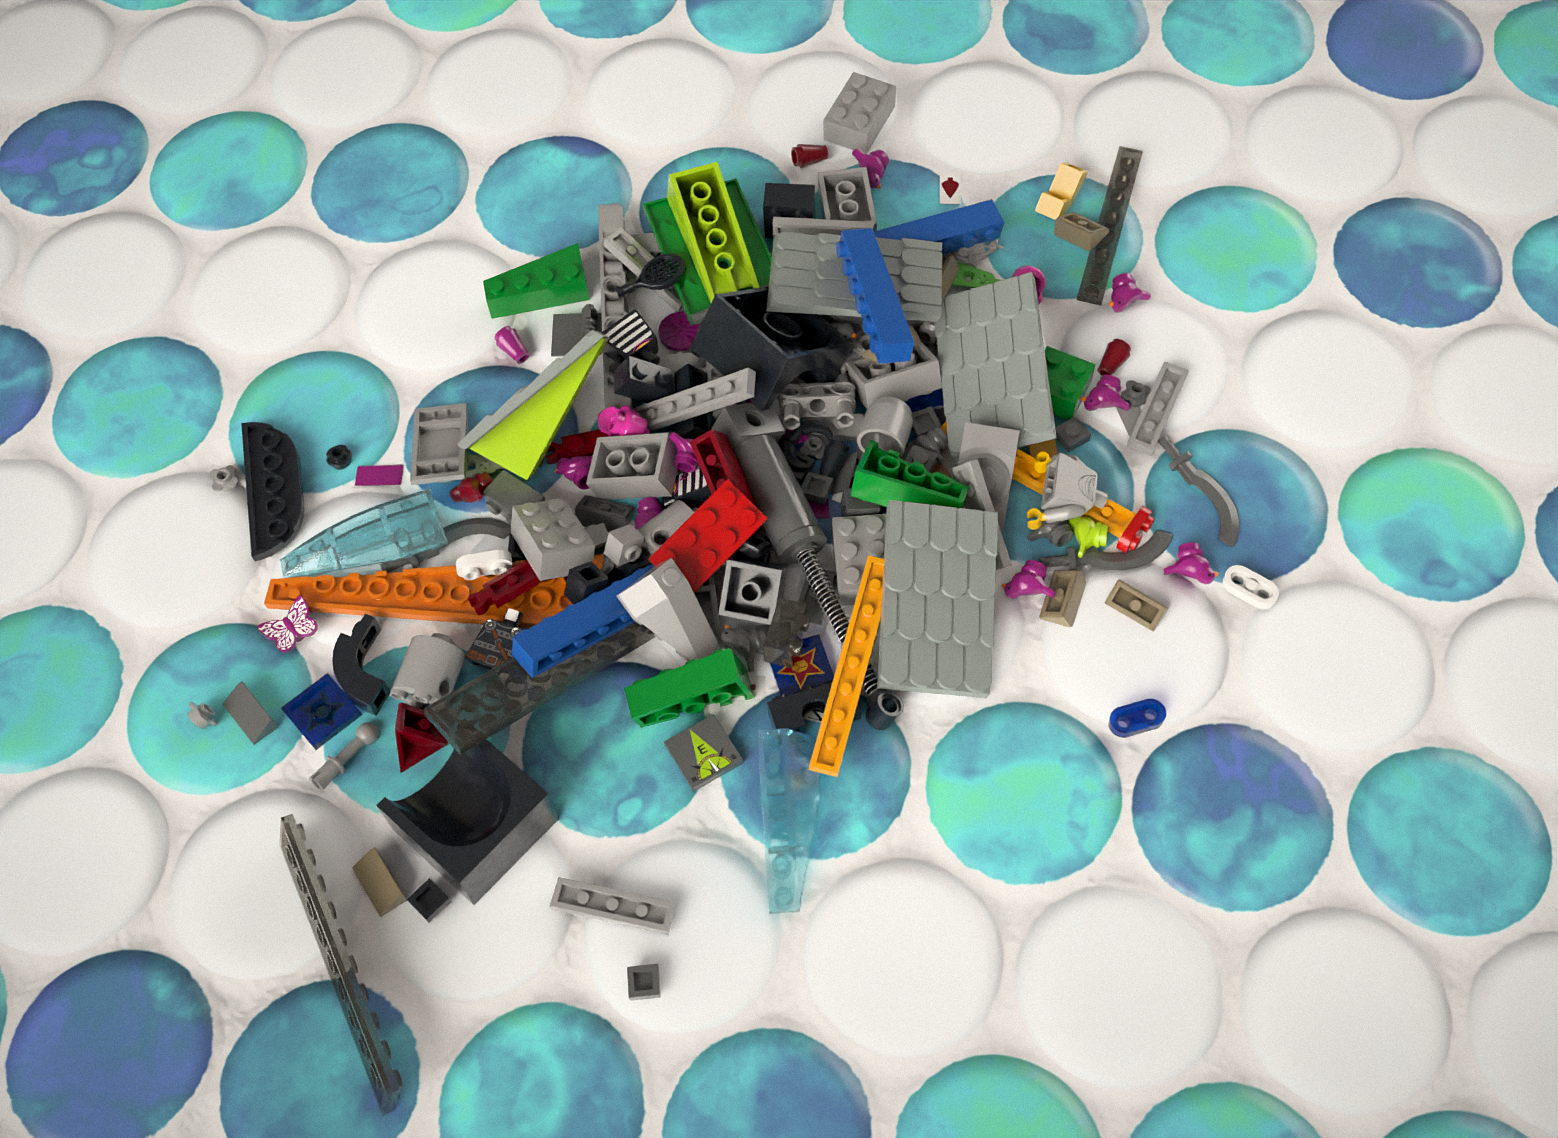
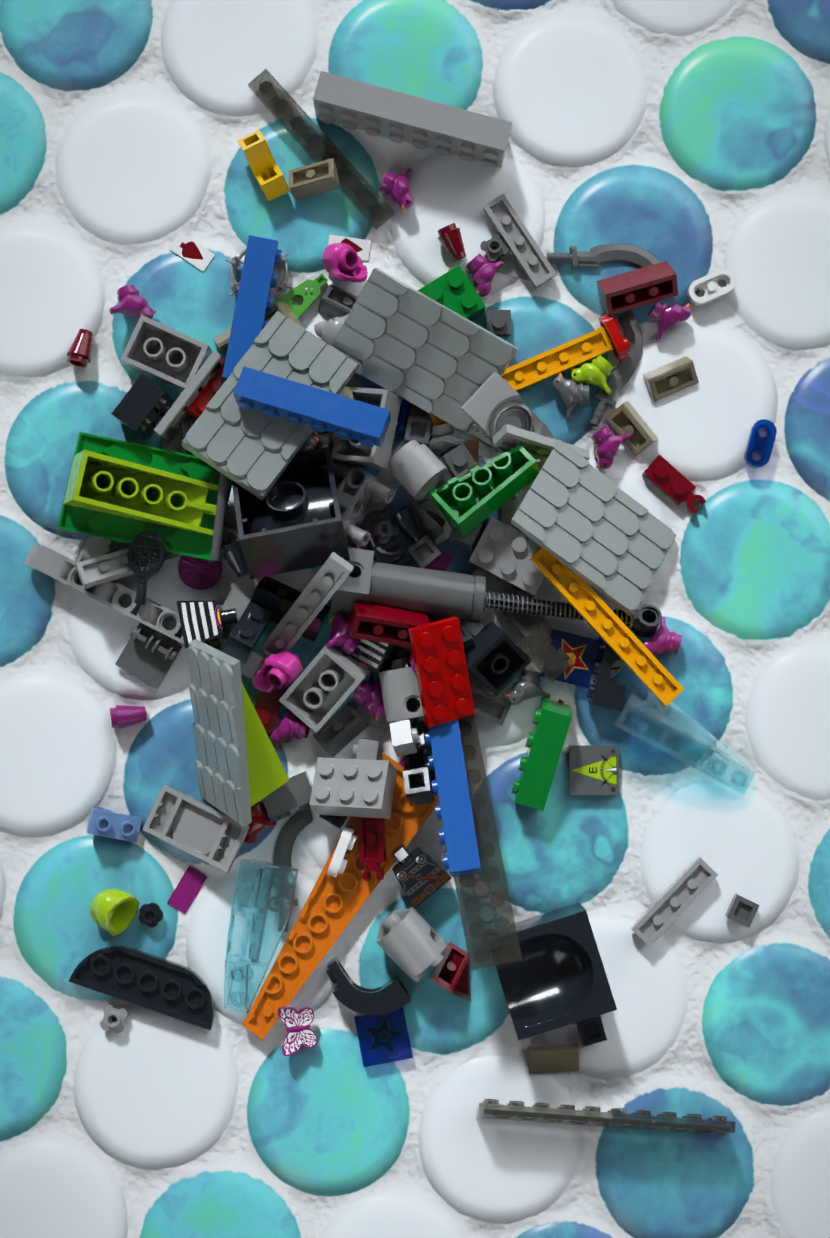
camera: 65 degrees left, 25 degrees up
(201, 715) = (334, 1131): light grey plate -> none
(249, 713) = (352, 1092): dark grey slope -> none
(326, 423) = (114, 910): none -> lime piece
(366, 734) = (424, 1012): light grey pin -> none
(406, 384) = (113, 824): none -> medium blue plate
(538, 285) = (79, 657): green wedge -> none
(669, 609) = (480, 735): light grey wedge -> none
(859, 112) = (64, 276): light grey brick -> none
(874, 739) = (663, 641): none -> magenta animal
(1037, 663) = (672, 483): none -> dark red plate
(1050, 295) = (361, 246): none -> white sticker
(1067, 489) = (558, 366): light grey torso -> none
(1192, 268) = (411, 120): none -> light grey brick
(1195, 520) = (637, 288): none -> dark red brick

